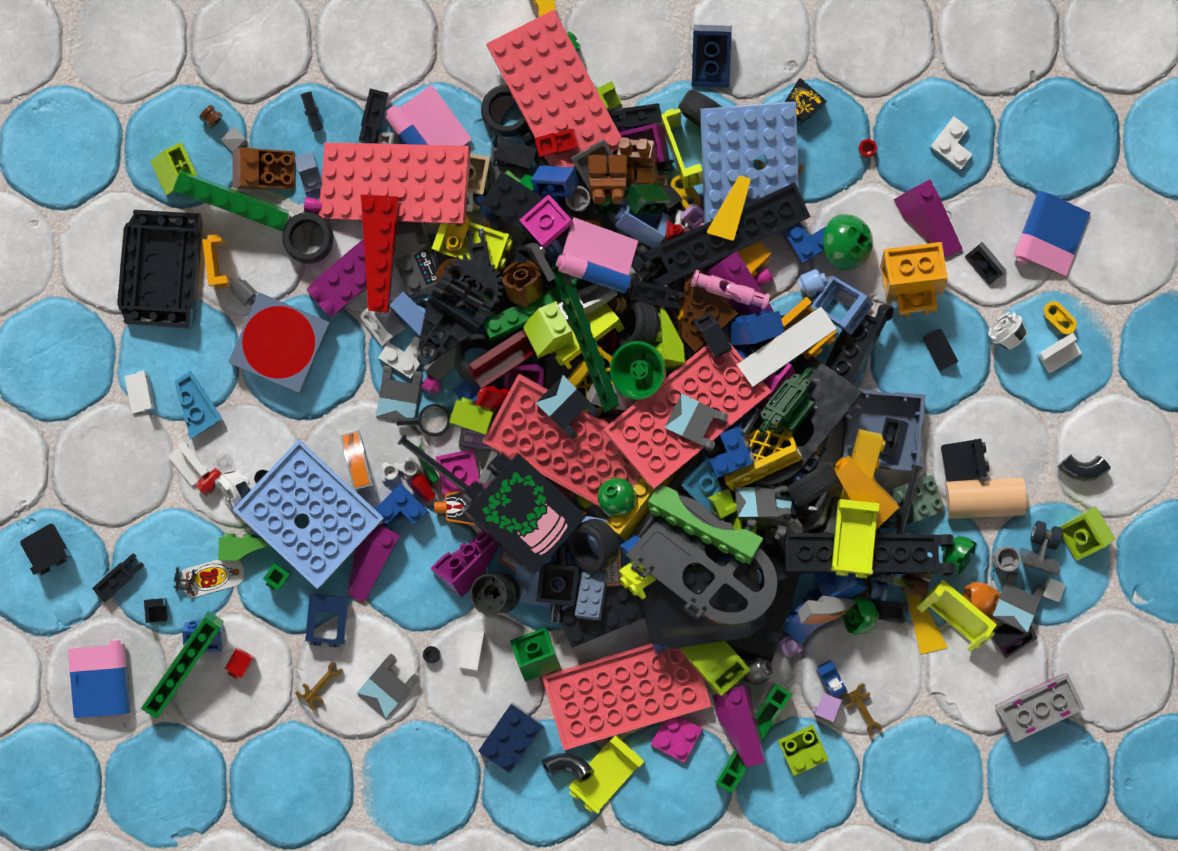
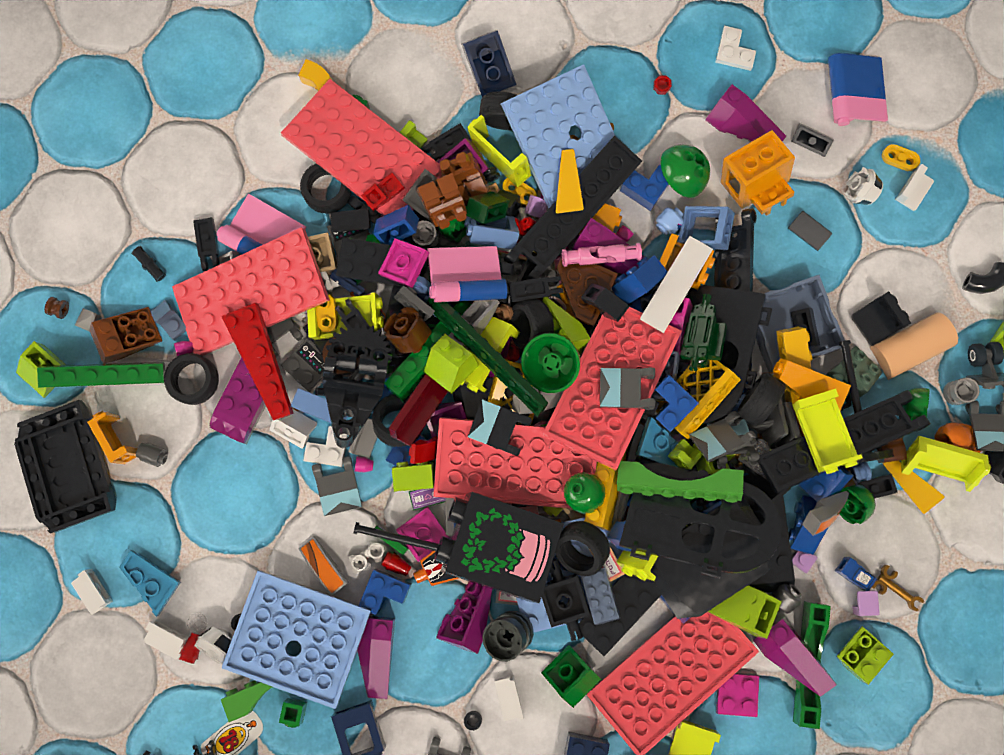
camera: 20 degrees left, 5 degrees down
(279, 342) = (204, 487): red tile -> none
(432, 420) = (378, 497): piece -> none
(806, 99) = (594, 63): black torso -> none

